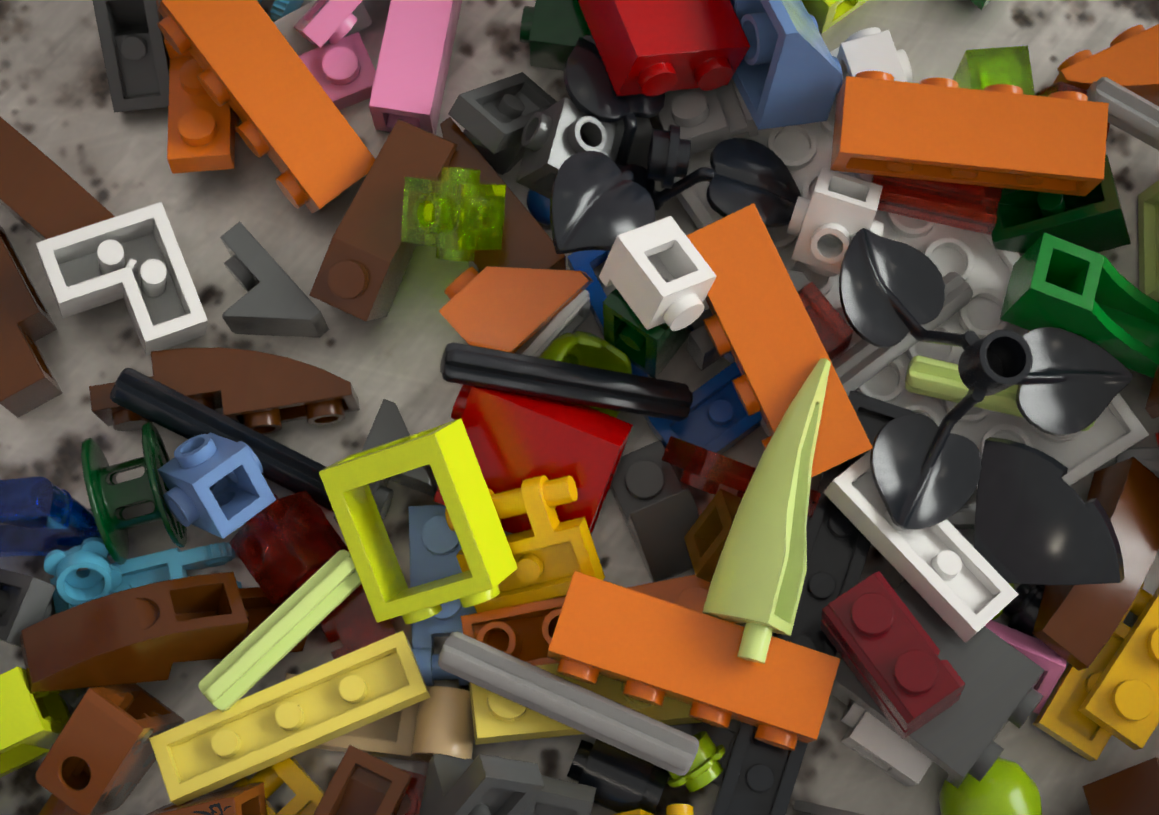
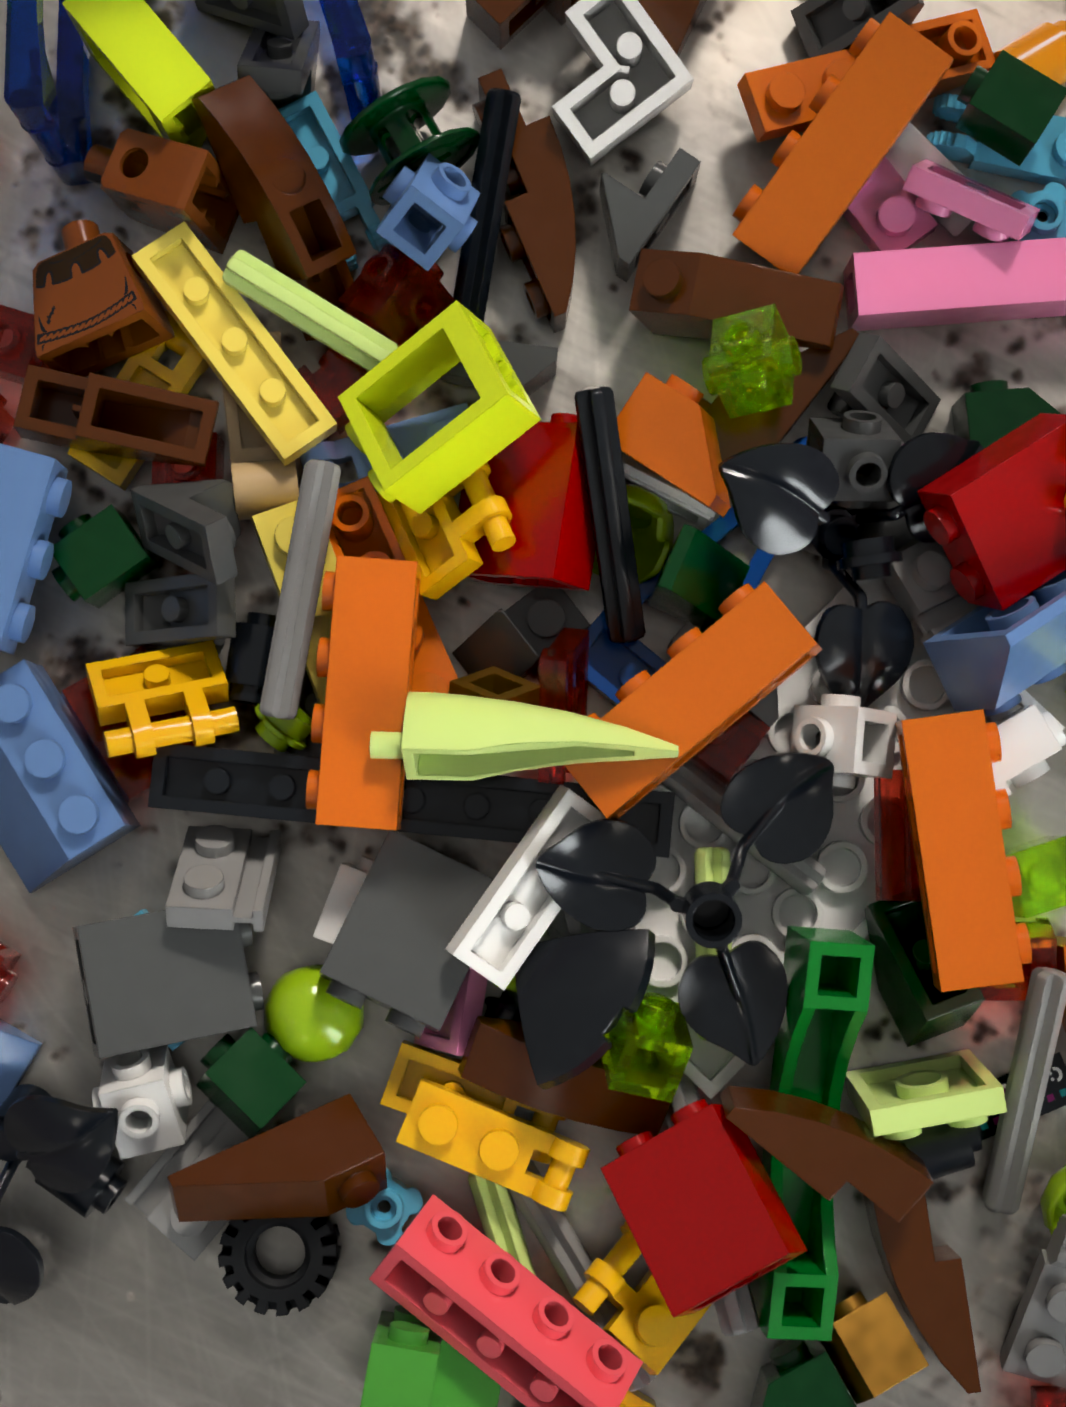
camera: 75 degrees right, 10 degrees up
(77, 586) = (321, 116): medium azure plate -> none
(659, 274) = (739, 567): white brick -> none
(891, 654) = (413, 877): dark red brick -> none
(1105, 467) = (649, 1049): none -> clear neon green brick

